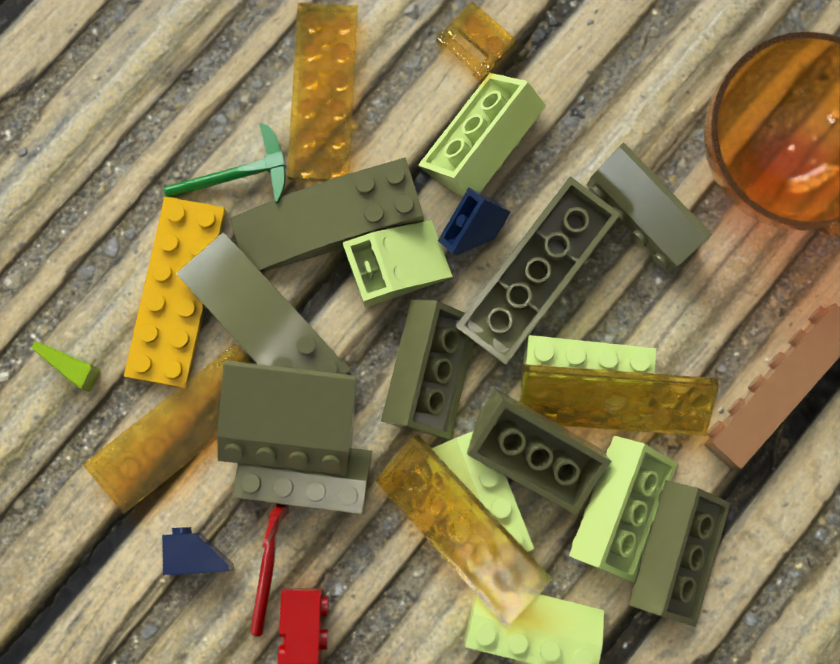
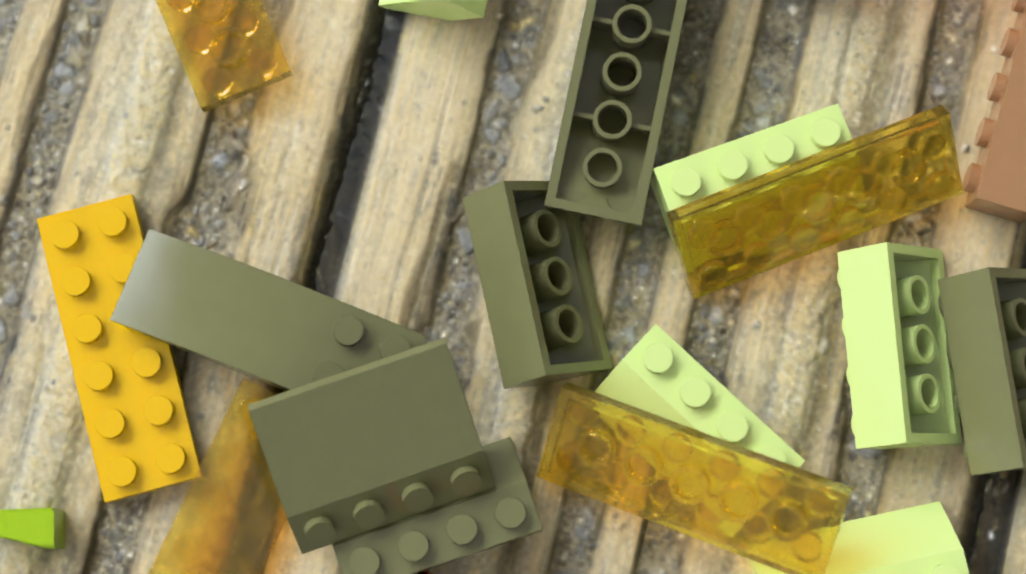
camera: 25 degrees left, 0 degrees up
(273, 163) = (170, 96): piece -> none
(327, 215) = (289, 135): olive slope -> none
(396, 261) = (415, 155): yellowish green slope -> none
(473, 223) = (498, 49): dark blue slope -> none
(536, 452) = (743, 325): olive slope -> none

